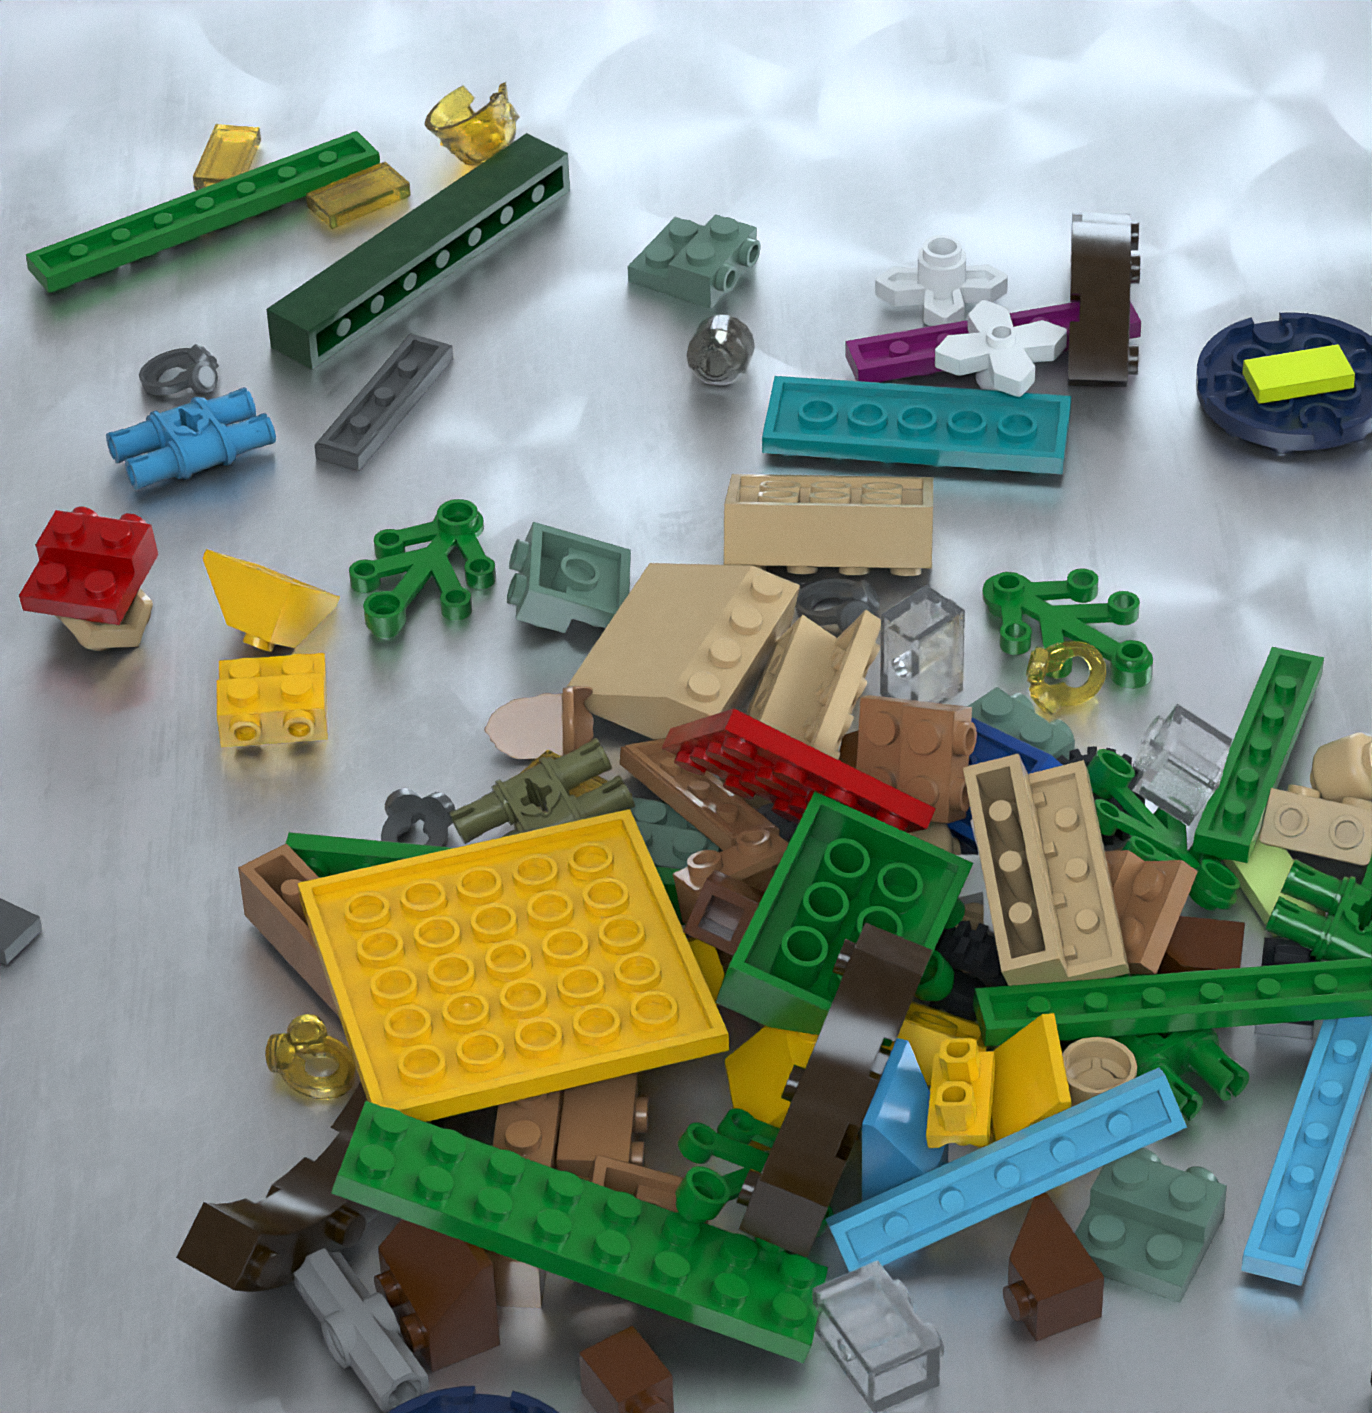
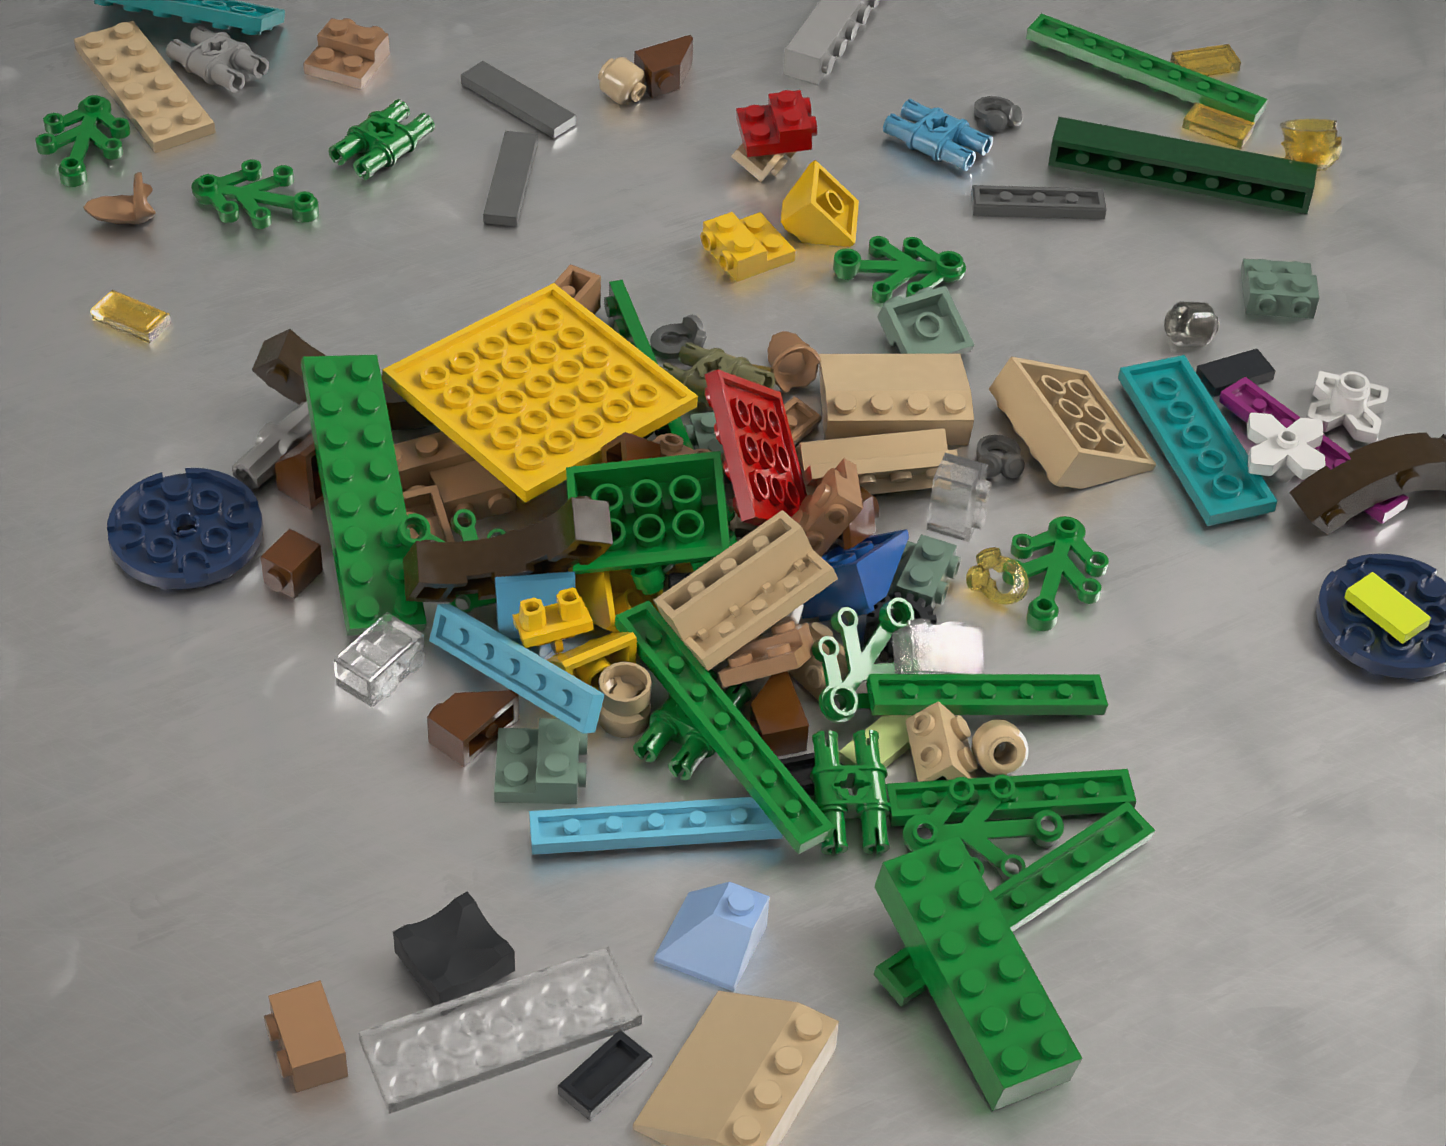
camera: 60 degrees right, 5 degrees up
(818, 347) = (1228, 370): none -> black tile

